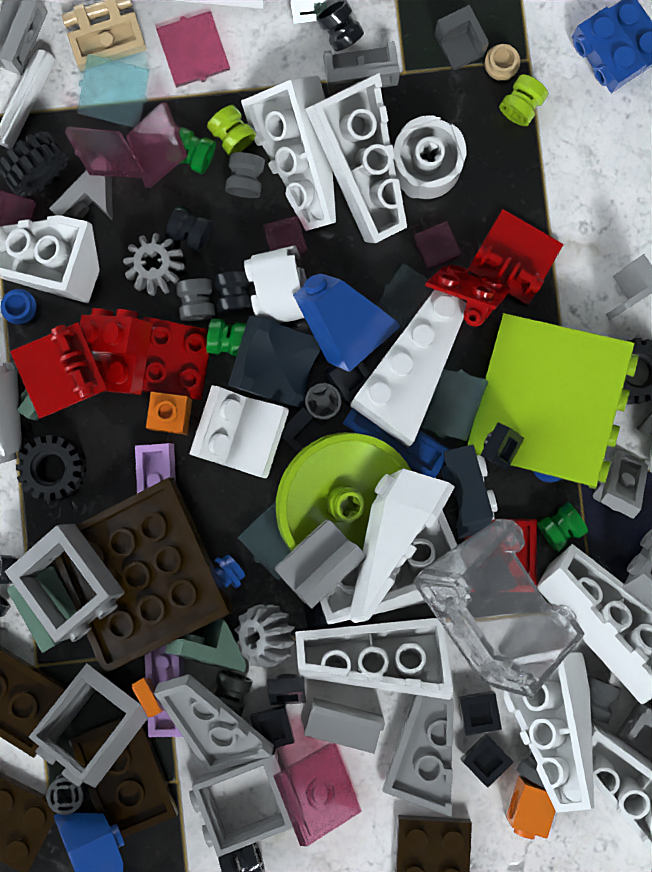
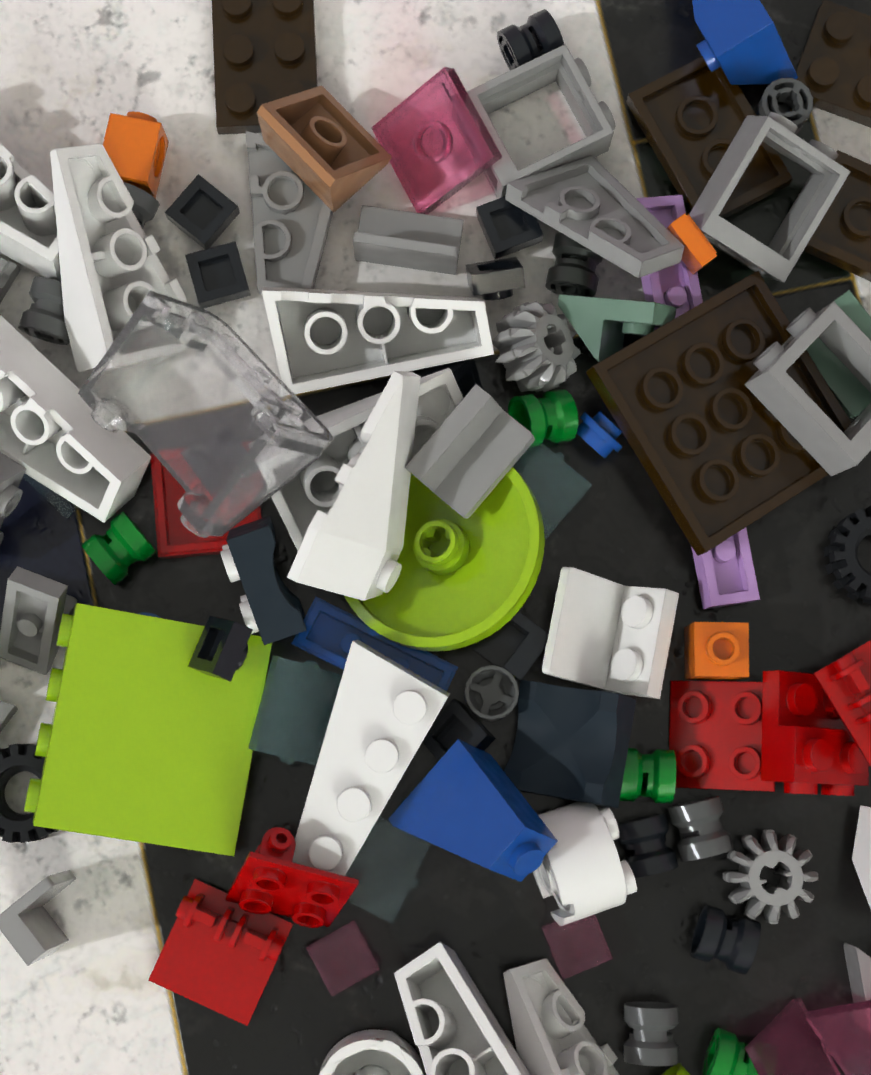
camera: 170 degrees right, 5 degrees down
(264, 586) = (548, 417): none -> green wheel
(398, 800) = (322, 144): none -> medium nougat slope

